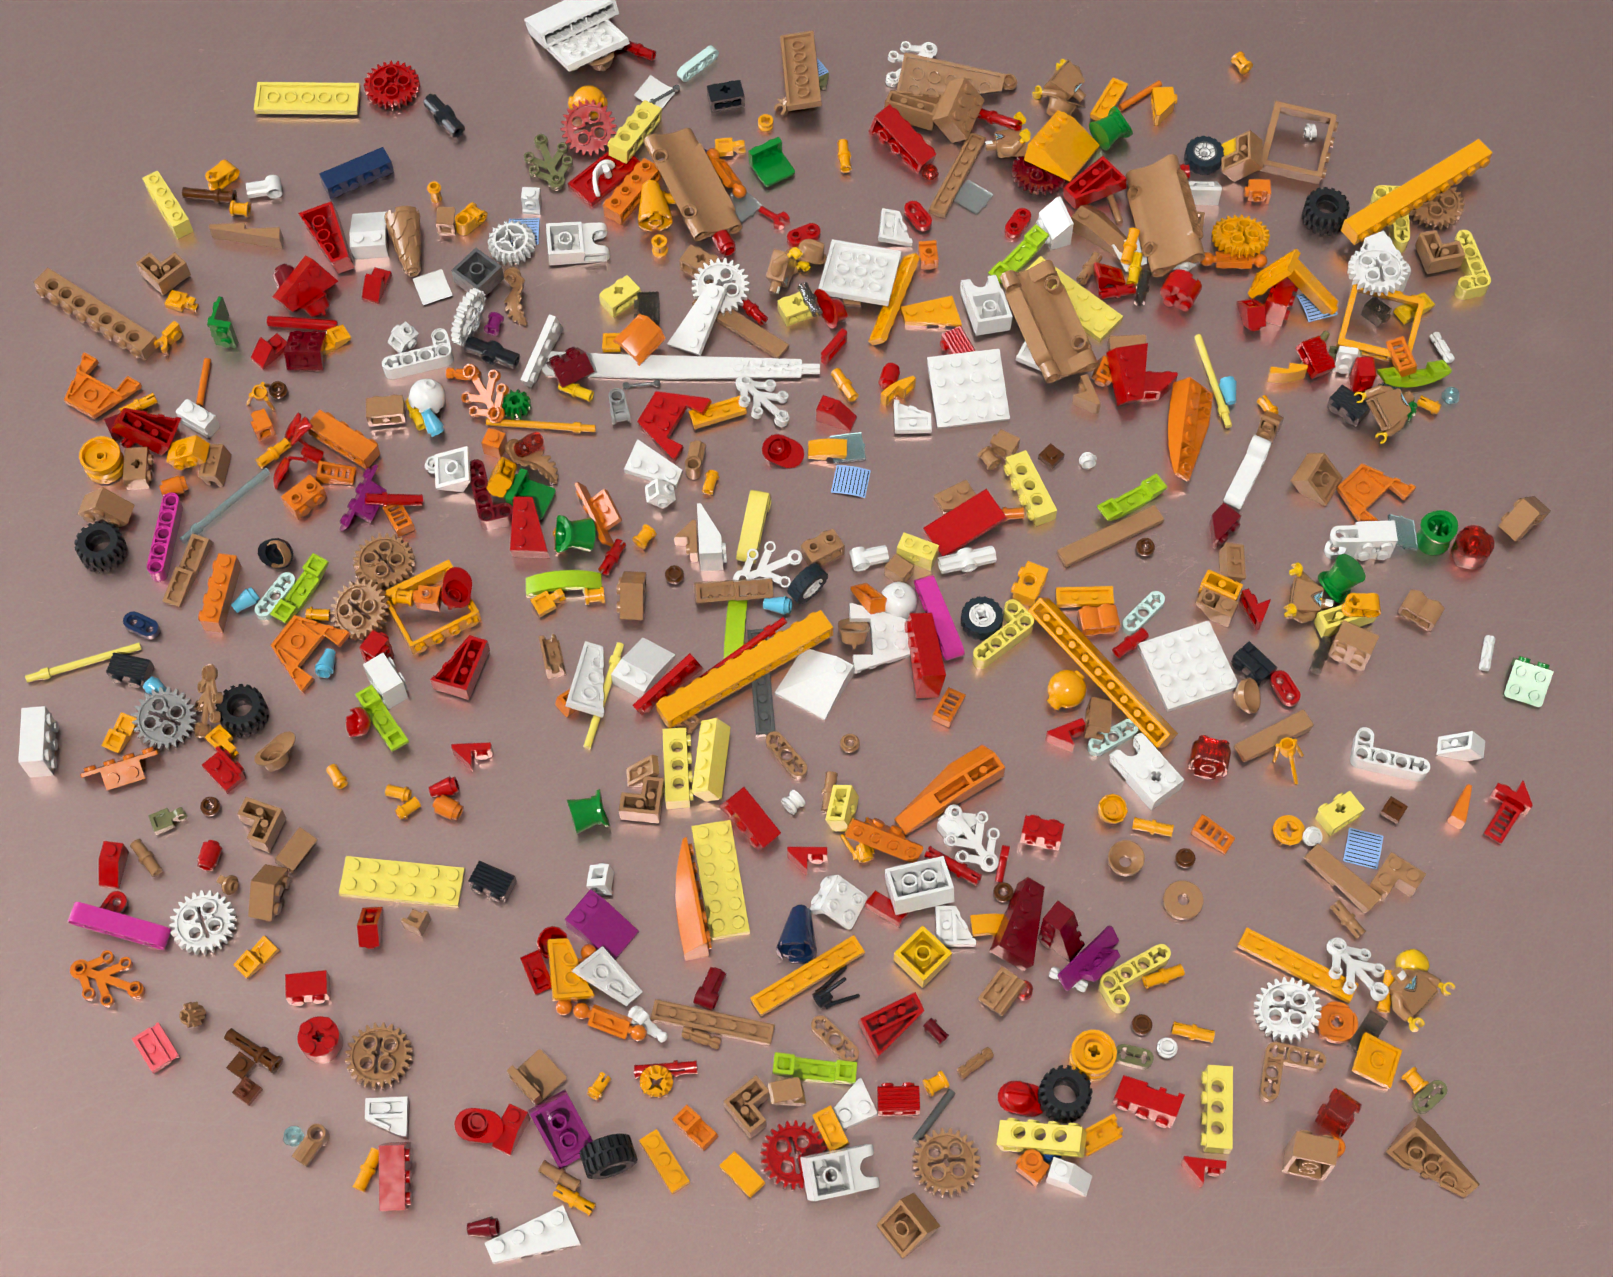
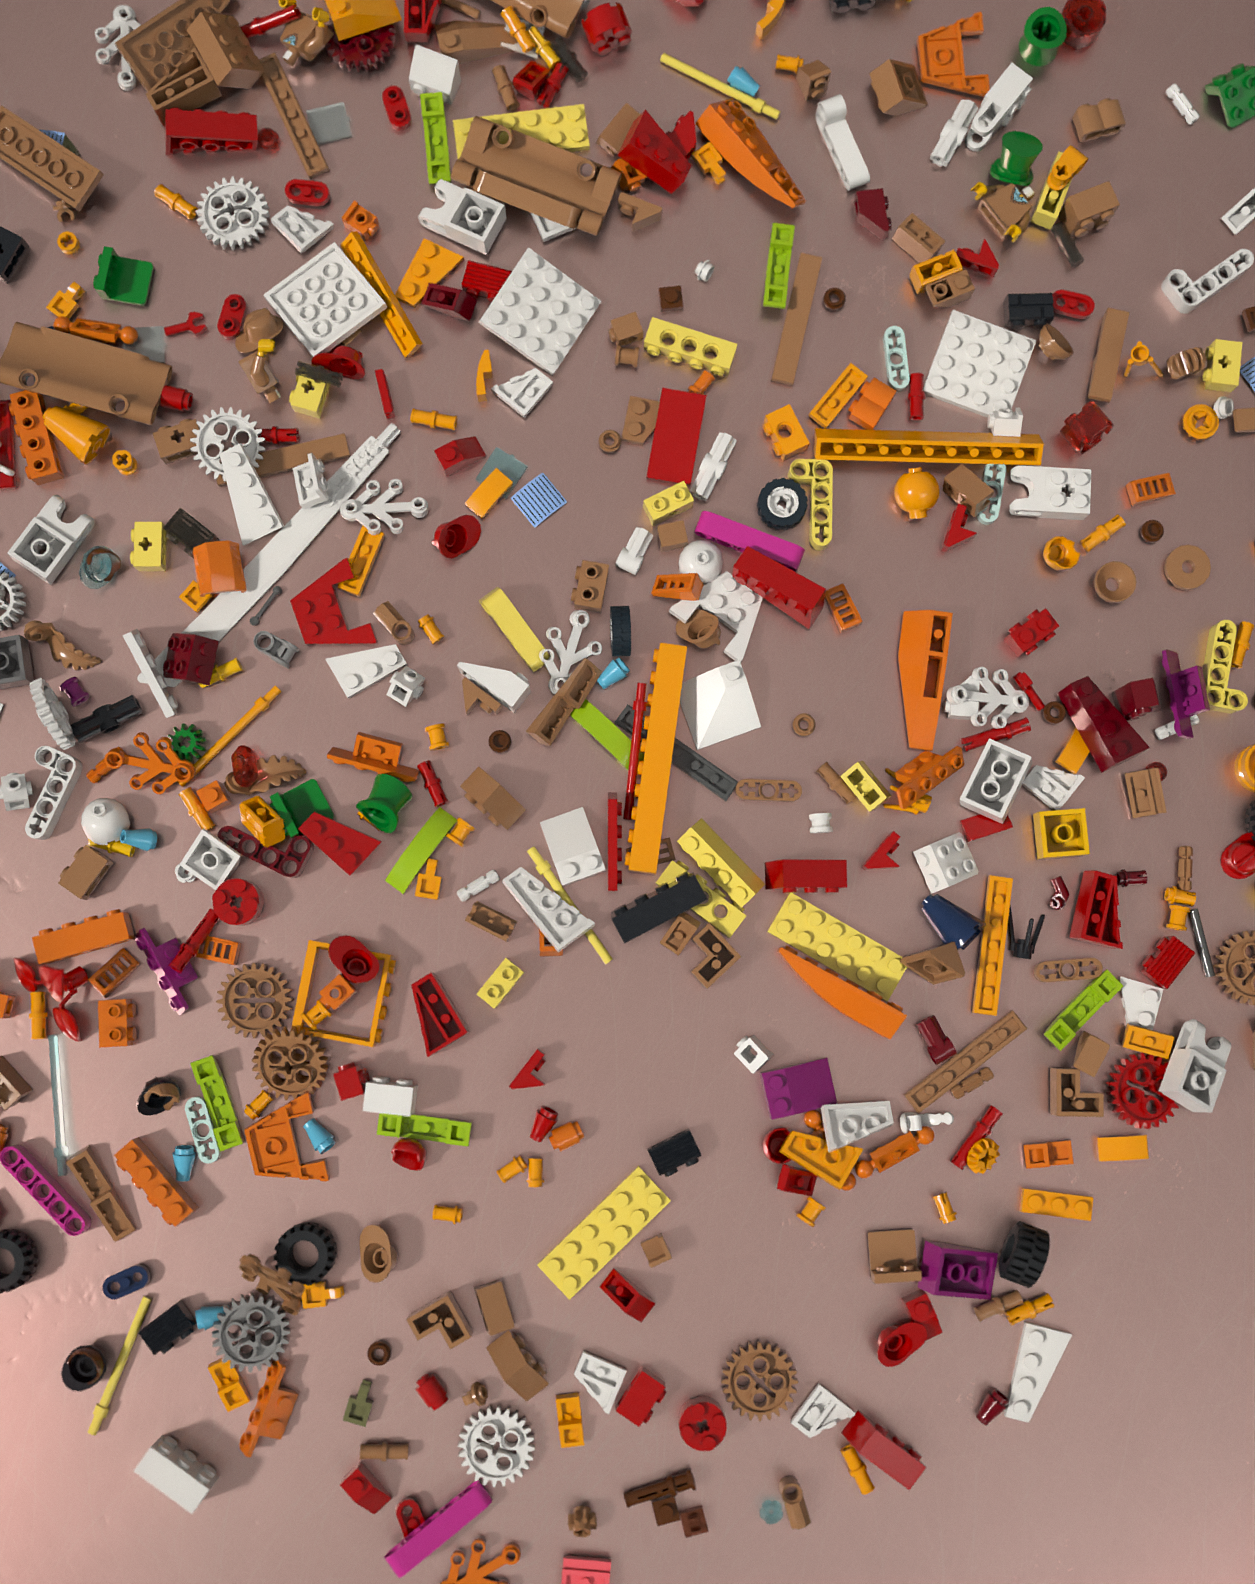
camera: 55 degrees left, 20 degrees up
(66, 640) = (83, 1368): none -> black piece
(224, 770) = (352, 1314): red bracket -> none
(300, 953) = (600, 1378): none -> white wing
(439, 505) = (225, 899): none -> red brick
(476, 445) = (196, 809): none -> light orange pin
(516, 691) = (500, 983): none -> light yellow brick
(523, 999) = (811, 1211): none -> light orange bush
(569, 632) = (478, 885): none -> white axle
(581, 278) = (98, 567): none -> clear light blue piece
(588, 812) = (682, 1015): green hat -> none
(645, 737) = (658, 906): none -> black wedge
(740, 347) = (310, 482): none -> white bracket
(761, 940) = (936, 963): none -> medium nougat slope
(860, 188) = (228, 195): none -> white gear
(882, 994) = (1060, 895): none -> dark red arm
(889, 375) = (461, 371): red brick -> none
(926, 337) = (449, 301): none -> dark red slope
(926, 486) = (609, 434): none -> medium nougat plate
(952, 1073) = (1176, 895): none -> light orange pin
(1159, 409) = (709, 160): none -> light orange plate
(1164, 706) = (1005, 422): none -> white brick
(1316, 786) = (1186, 363): none -> medium nougat gear
(1318, 532) = (954, 132): none -> white piece
(1405, 532) = (1009, 55): clear light blue piece -> none

